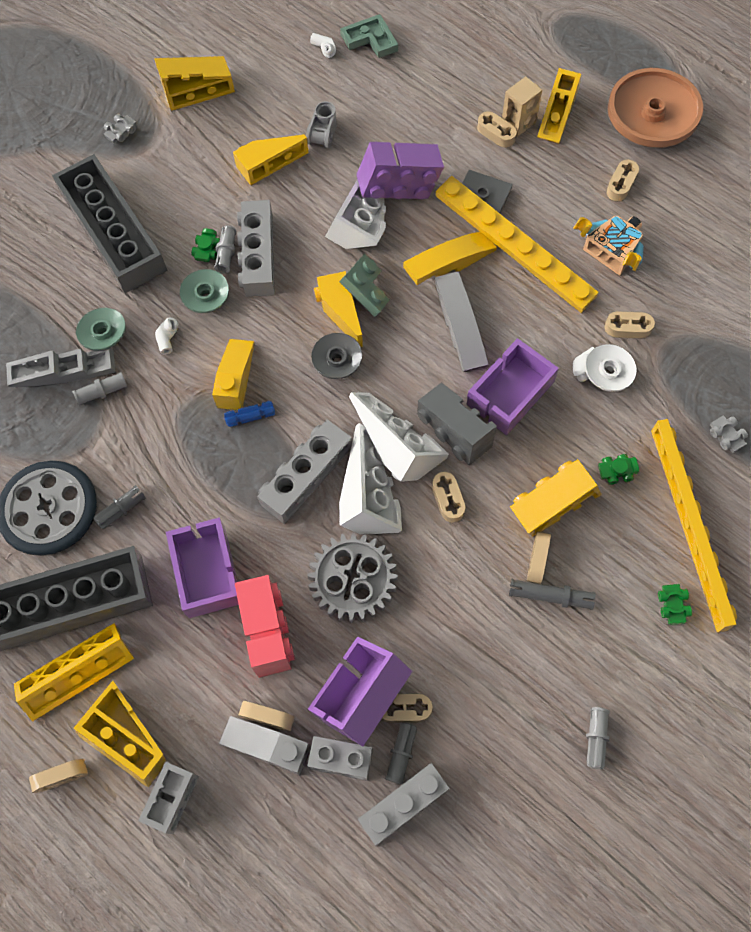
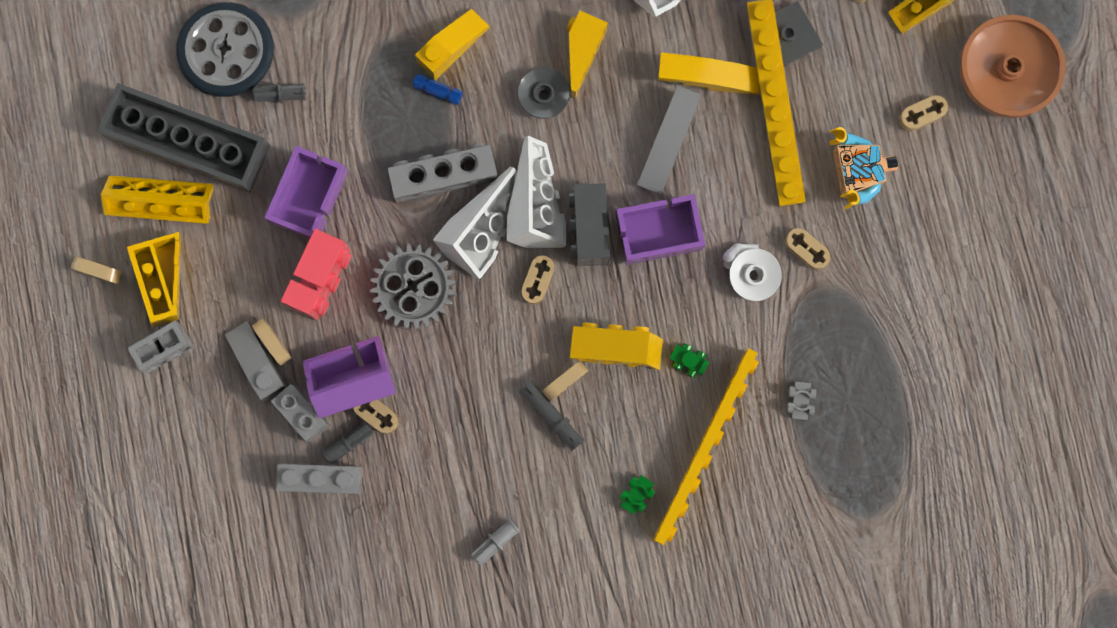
camera: 30 degrees right, 15 degrees up
(360, 284) = (610, 46): sand green plate -> none

